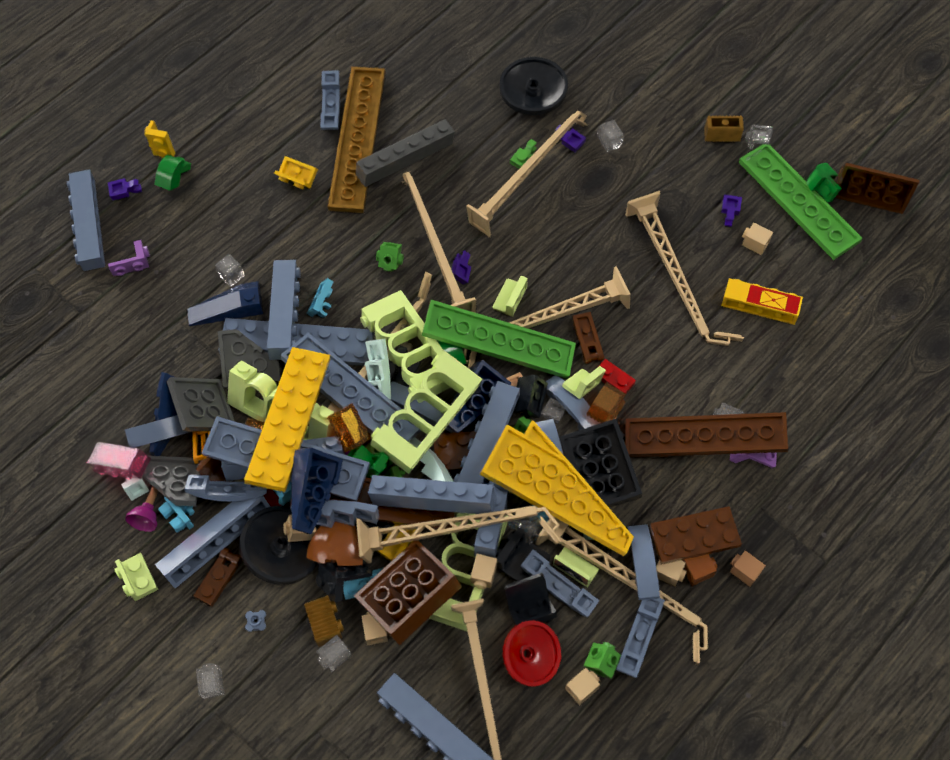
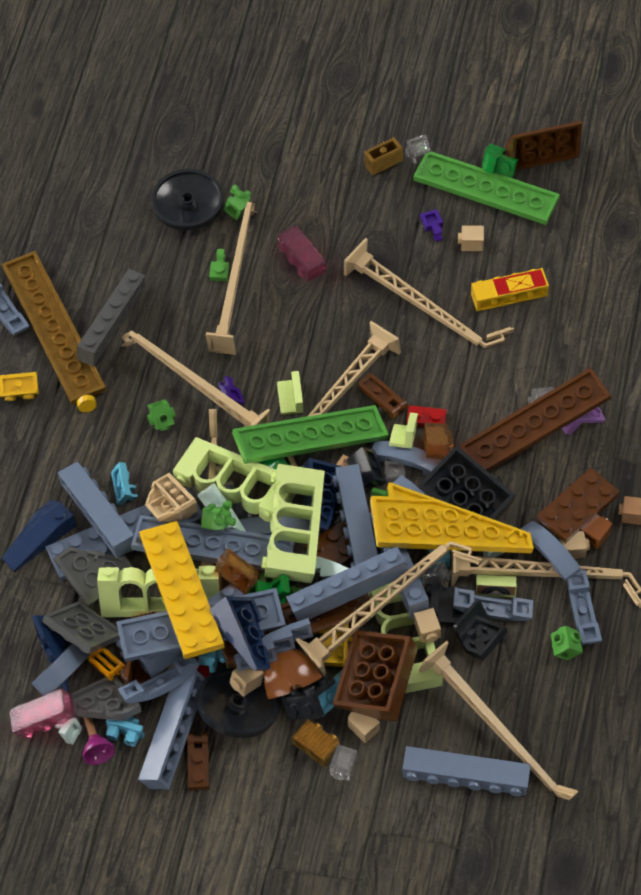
camera: 30 degrees left, 5 degrees down
(136, 576) = (125, 801): yellowish green bracket -> none
(210, 681) = (253, 843): clear brick -> none
(229, 270) = (19, 503): clear brick -> none
(259, 625) = (257, 782): sand blue plate -> none
(339, 215) = (86, 403): none -> yellow tile
(342, 334) = (170, 500): none -> tan wedge
(367, 370) = (216, 517): none -> bright green piece
(542, 653) = (507, 668): red dish -> none
(572, 139) = (255, 231): dark purple plate -> none
(573, 106) = (236, 205): none -> bright green piece
(583, 686) = (563, 672): tan brick -> none
(599, 178) = (301, 253): none -> clear pink brick
(610, 135) = (286, 211): clear brick -> none

